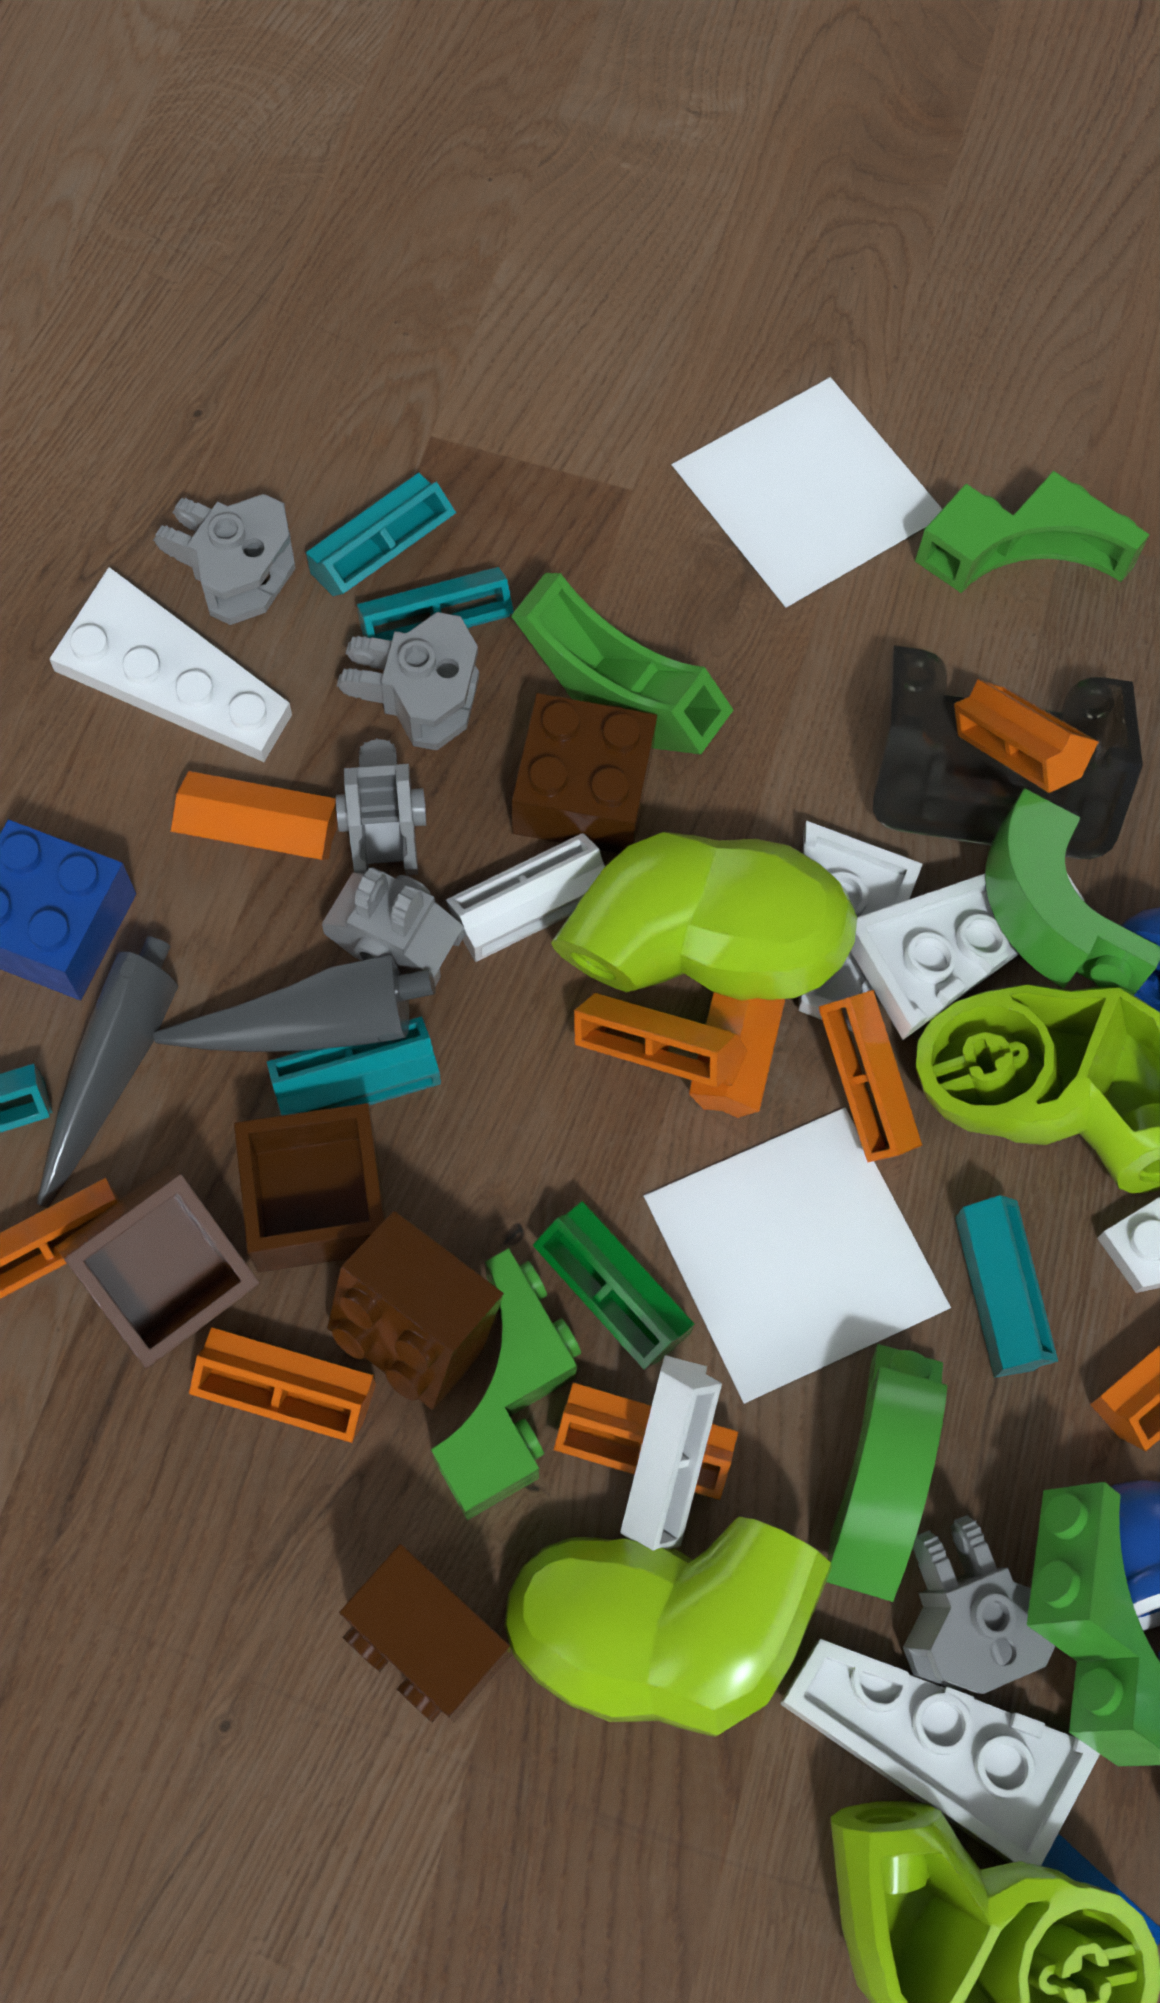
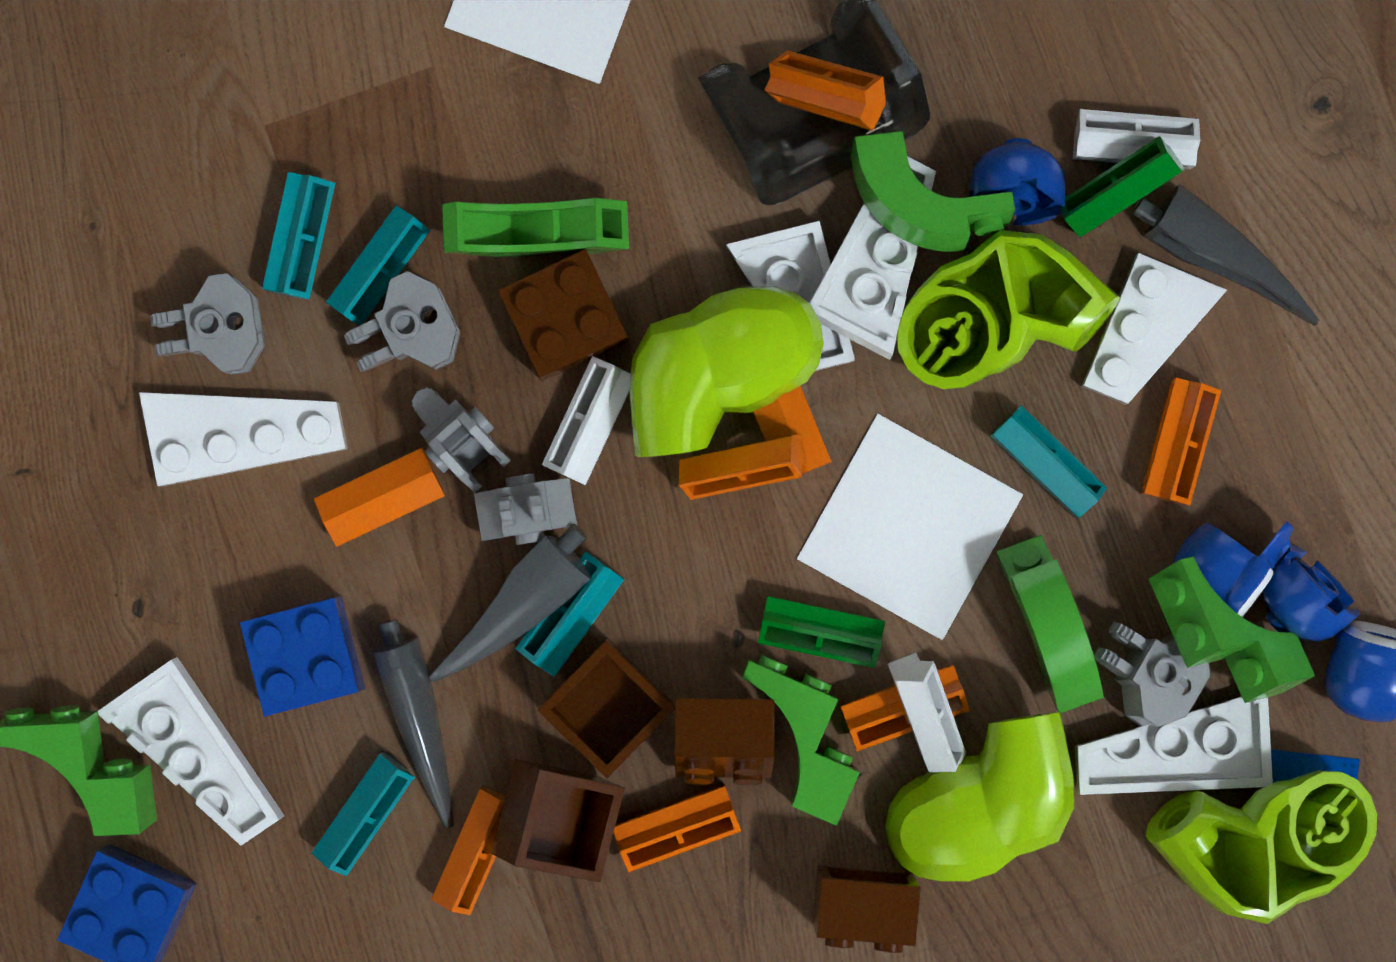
camera: 30 degrees left, 20 degrees up
(880, 1072) = (883, 393): orange piece -> none

